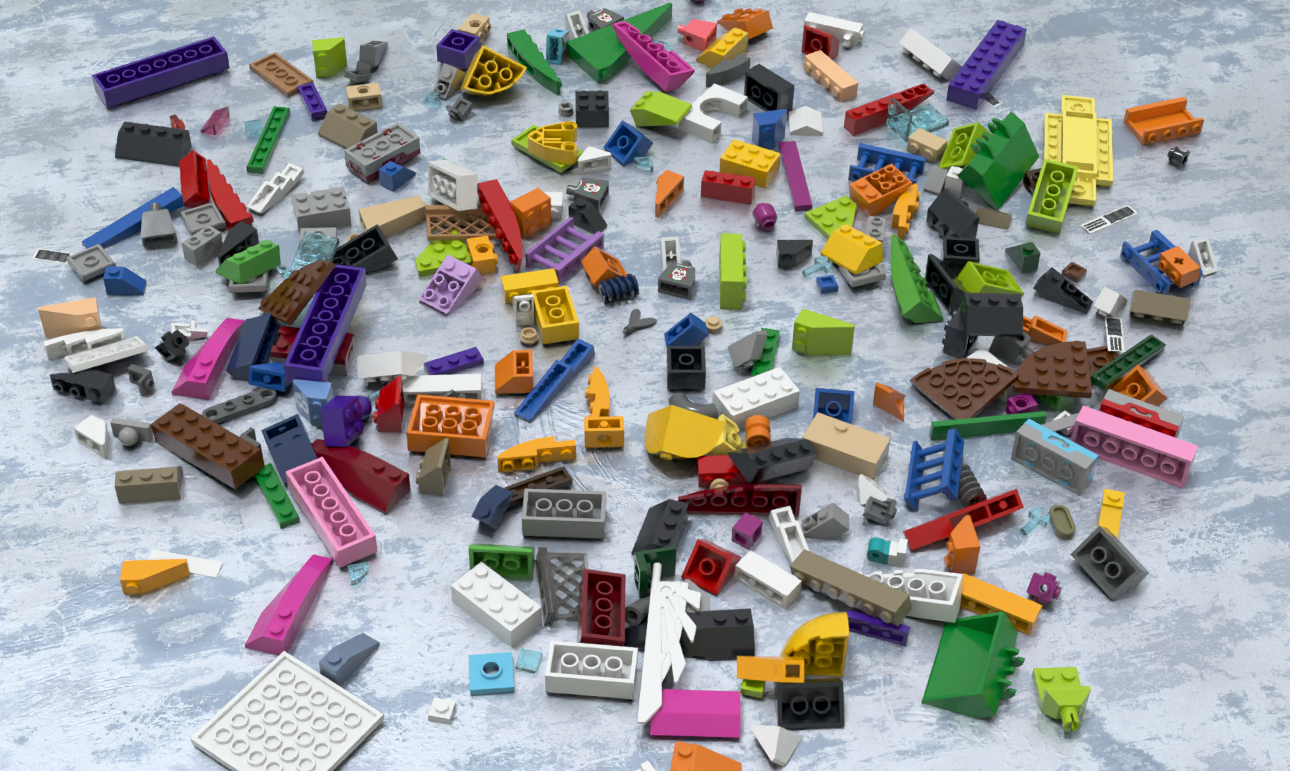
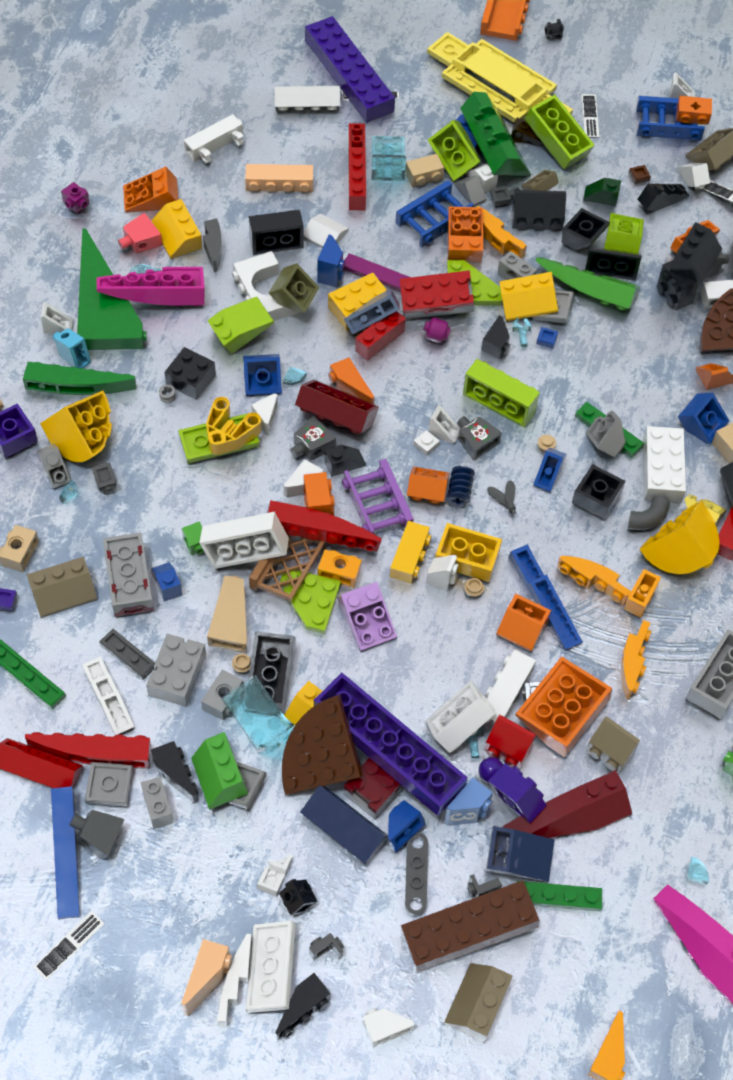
camera: 60 degrees left, 15 degrees up
(90, 262) = (103, 922): light grey plate -> none
(123, 282) = (161, 903): blue slope -> none
(131, 431) = (400, 990): light grey tile -> none
(196, 565) = (601, 1016): white sticker -> none
(205, 367) = (336, 875): dark pink wedge -> none
(321, 179) = (127, 654): none -> dark grey tile
(331, 512) = (620, 857): bright pink brick -> none
(454, 362) = (470, 661): dark purple plate -> none
(492, 506) = (688, 724): dark blue slope -> none
(554, 480) = (672, 683): dark brown plate -> none
(602, 19) = (62, 294): dark grey torso -> none
(628, 188) = (336, 406): none -> dark red brick
(648, 257) = (426, 442): none -> white plate
(716, 117) = (294, 288): none -> olive slope
(740, 166) = (373, 311): none -> sand blue slope
(757, 430) = (705, 484): orange wheel -> none
(796, 197) = (437, 294): none -> red piece
(818, 40) = (232, 160): red slope -> none
(822, 334) = (618, 377): lime slope -> none

